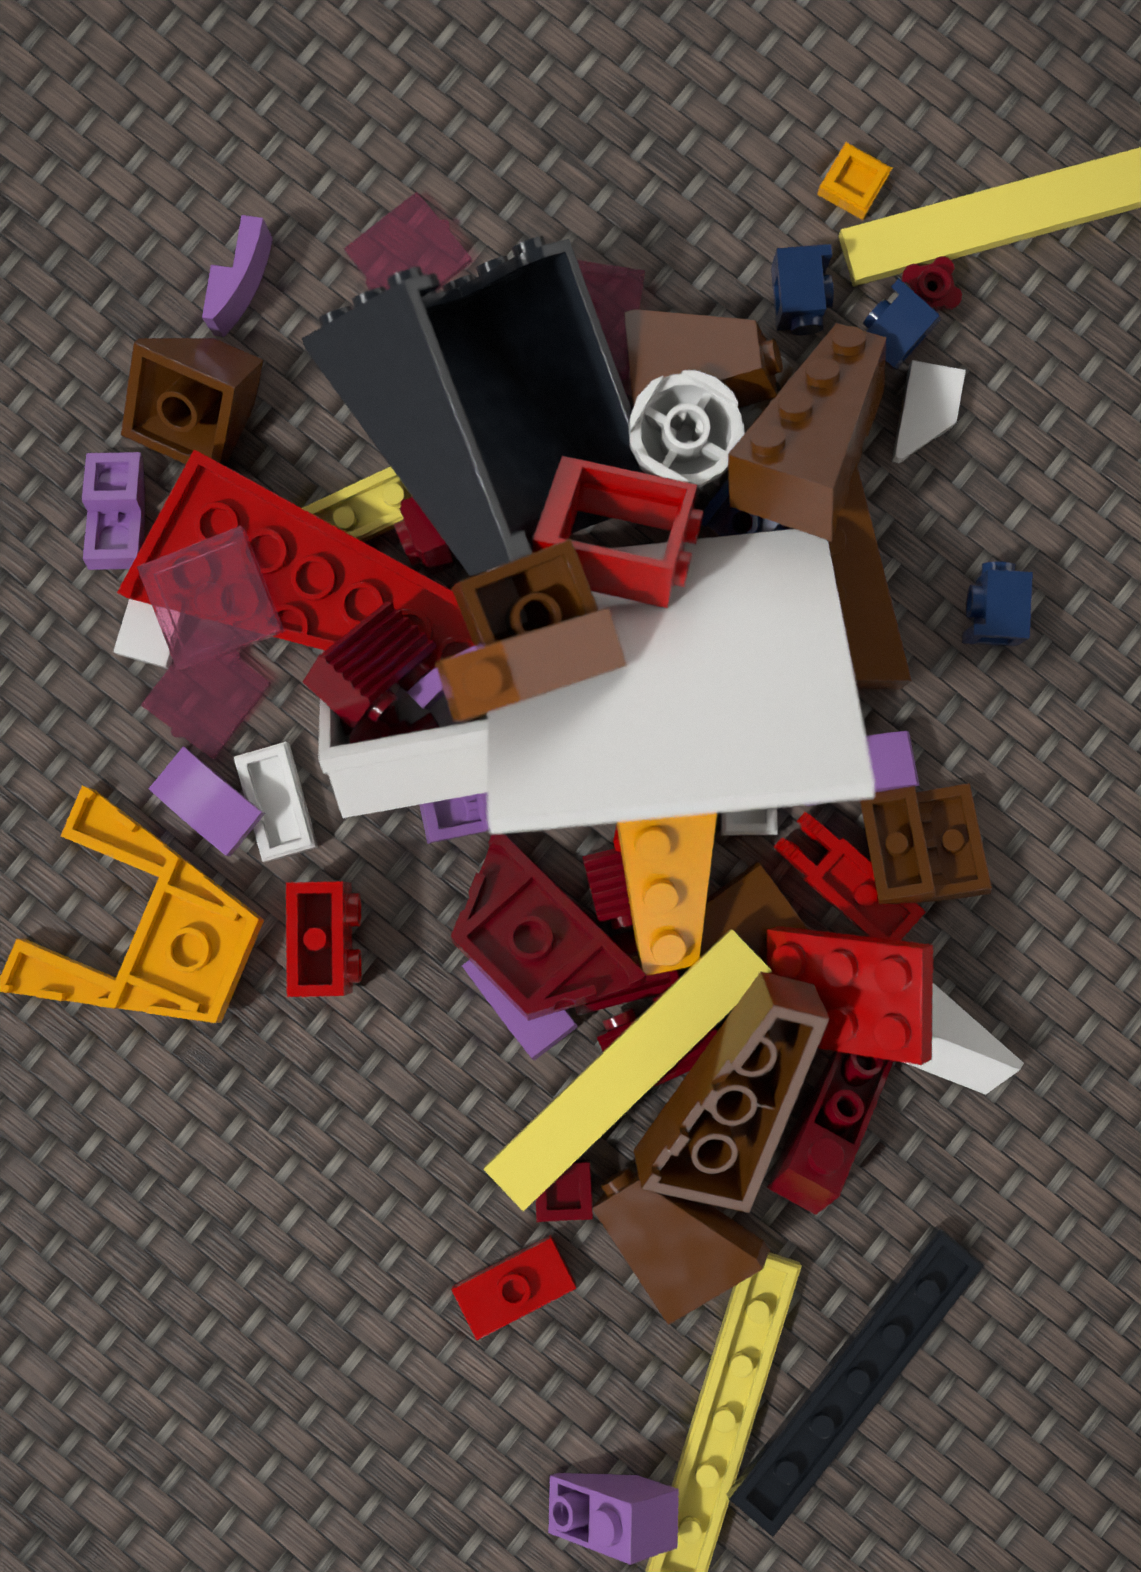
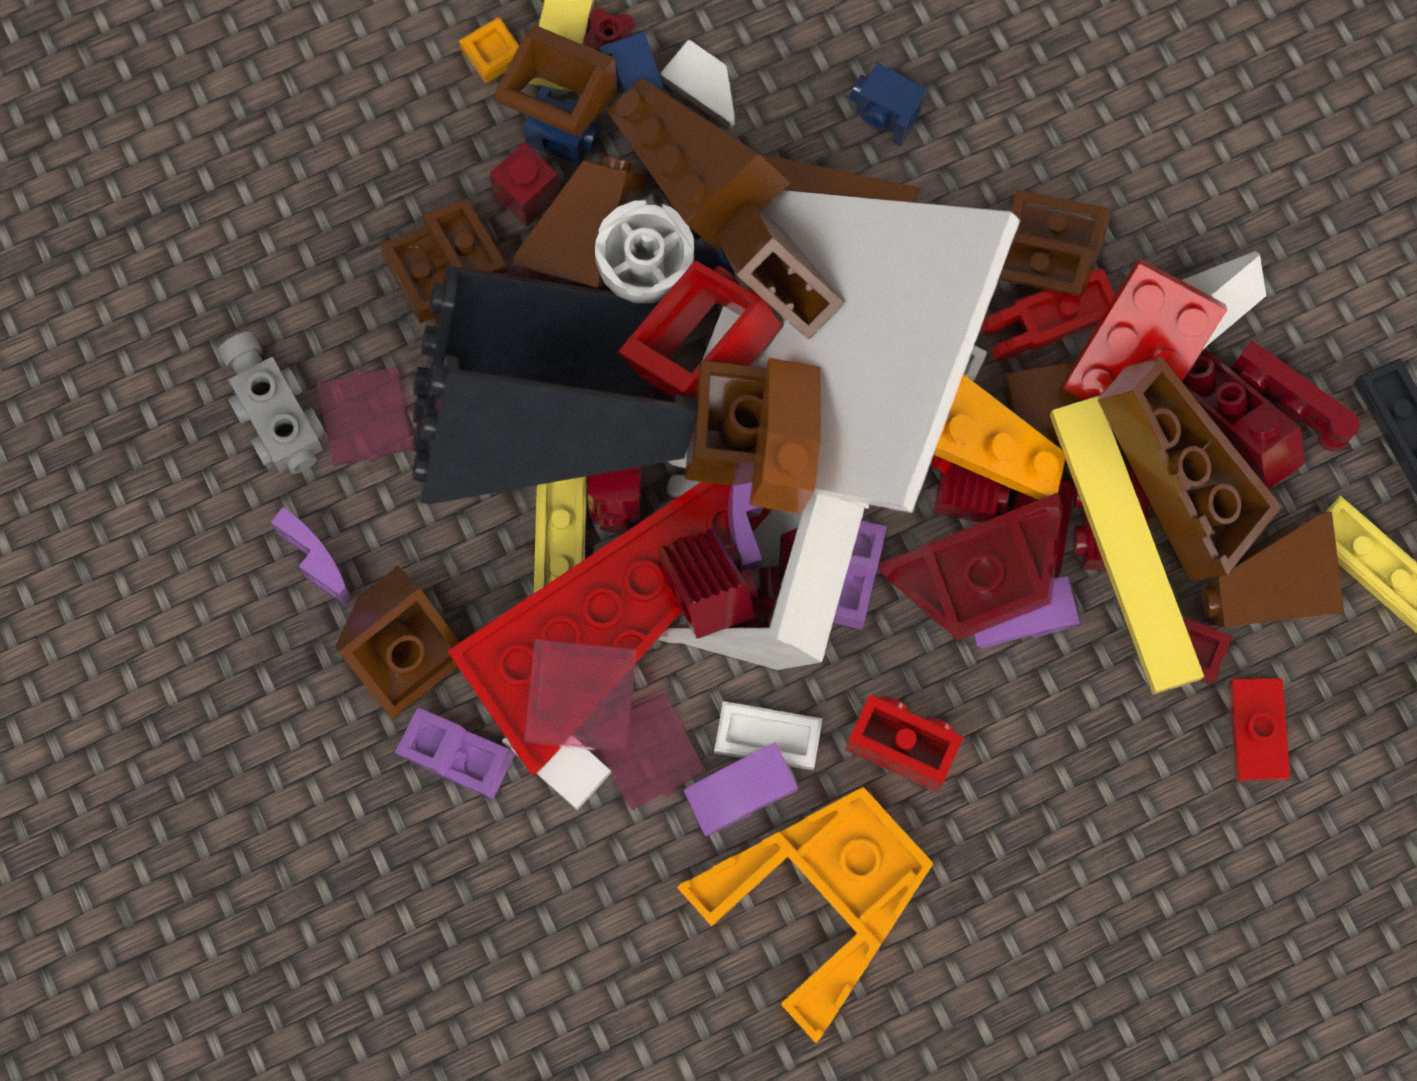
camera: 70 degrees left, 10 degrees down
(369, 163) = (273, 409): none -> light grey brick
(609, 241) = (450, 237): none -> reddish brown slope
(719, 569) = (777, 269): none -> reddish brown slope
(720, 281) = (525, 184): none -> dark red brick
(866, 264) = (564, 64): none -> reddish brown tile
(884, 1174) = (1297, 397): none -> dark red plate

